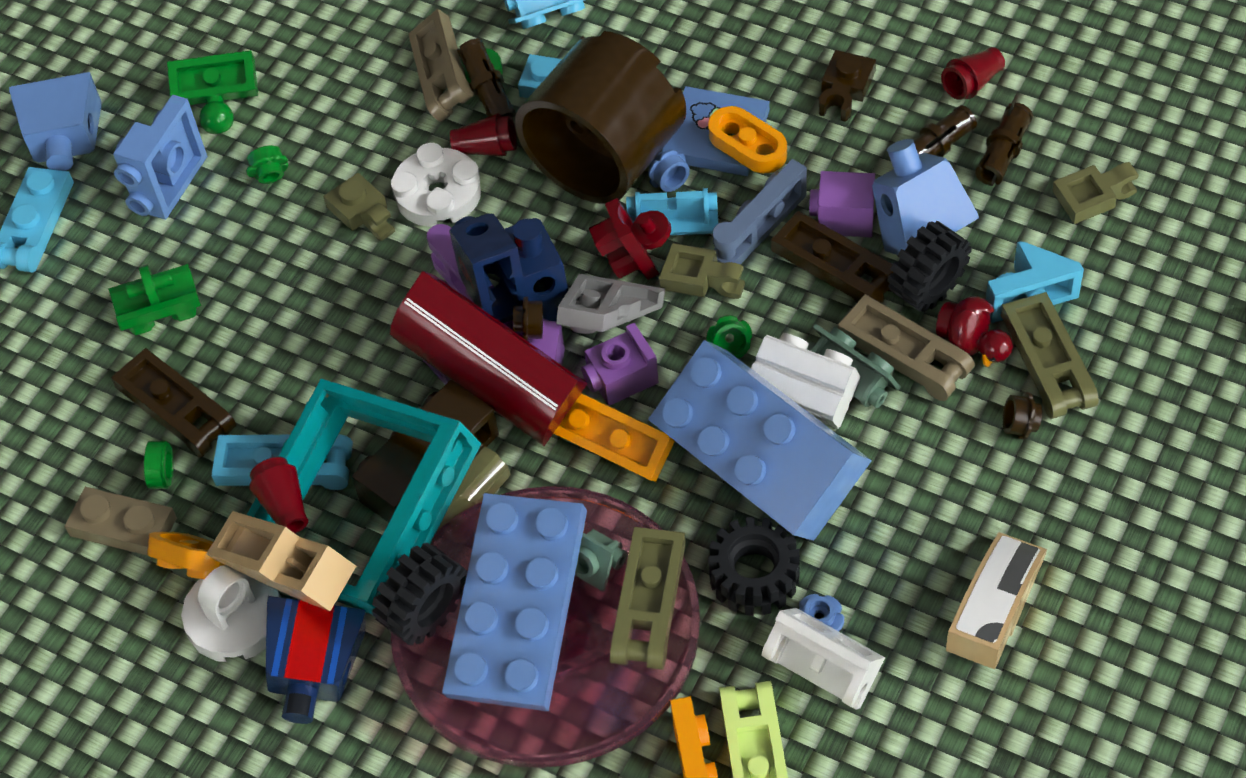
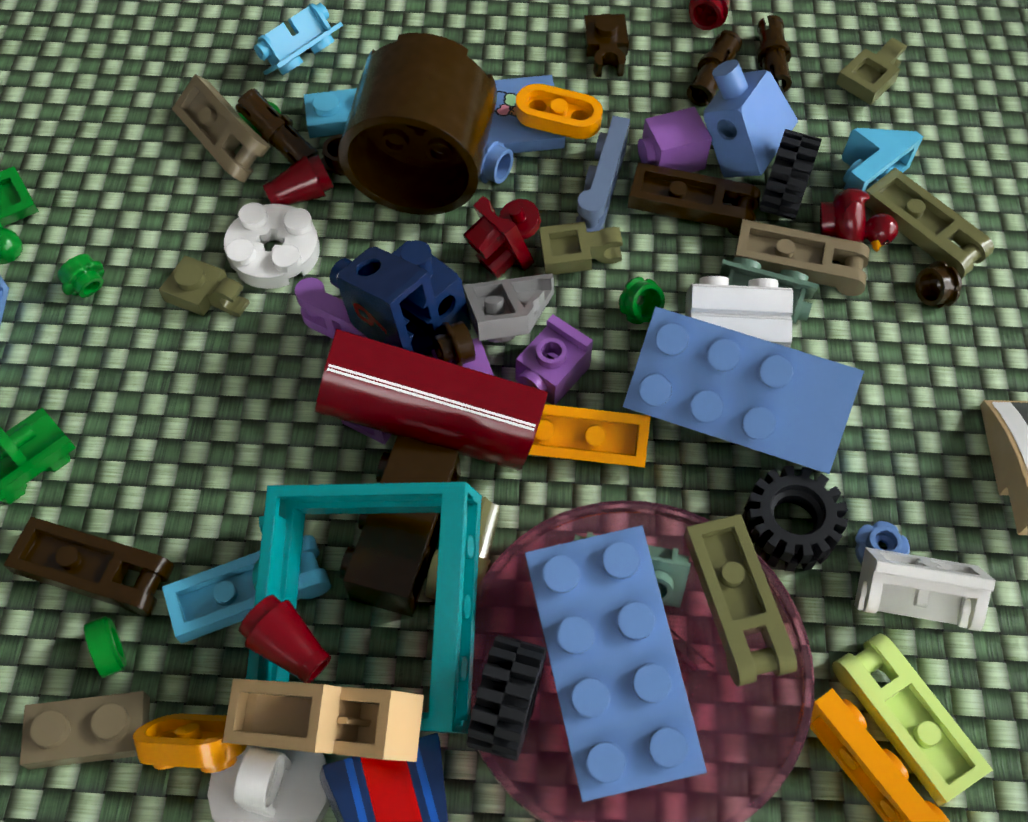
camera: 30 degrees left, 5 degrees up
(687, 212) = (539, 187): medium azure hinge -> none

